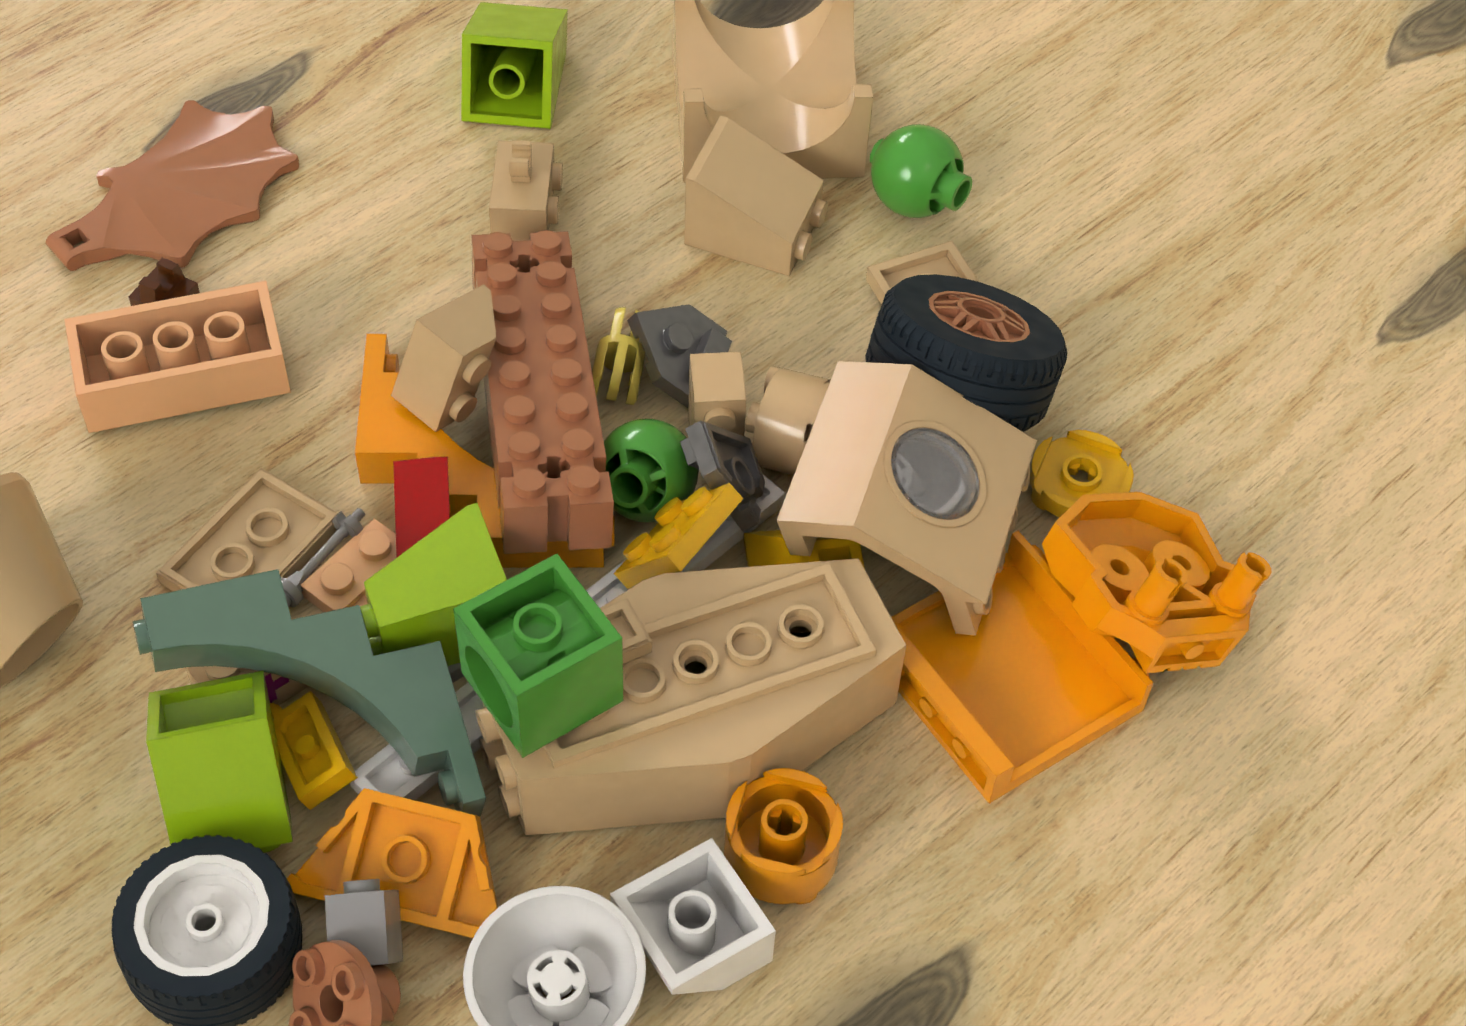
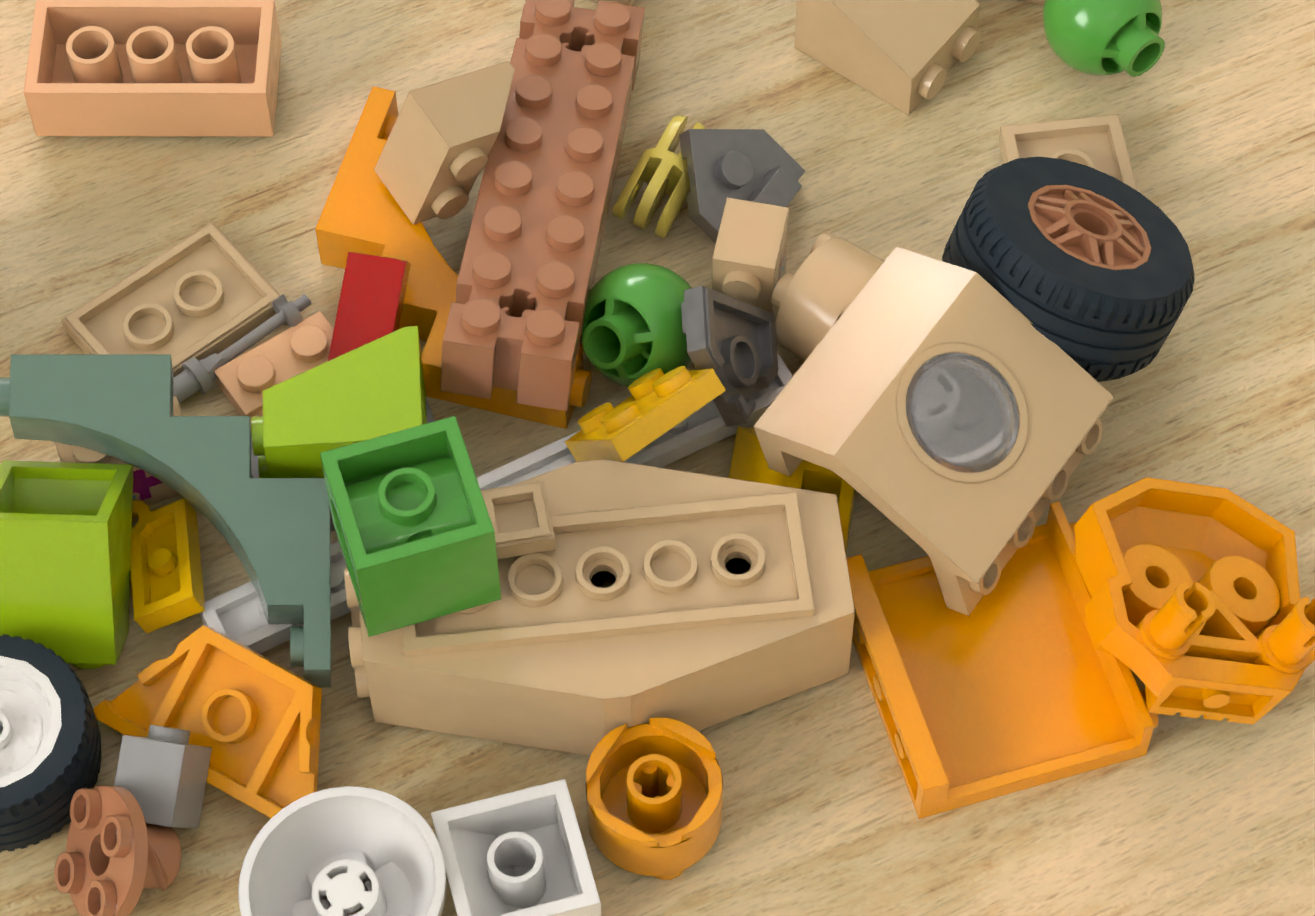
camera: 20 degrees right, 5 degrees up
(1081, 450) = (1184, 418): yellow plate -> none

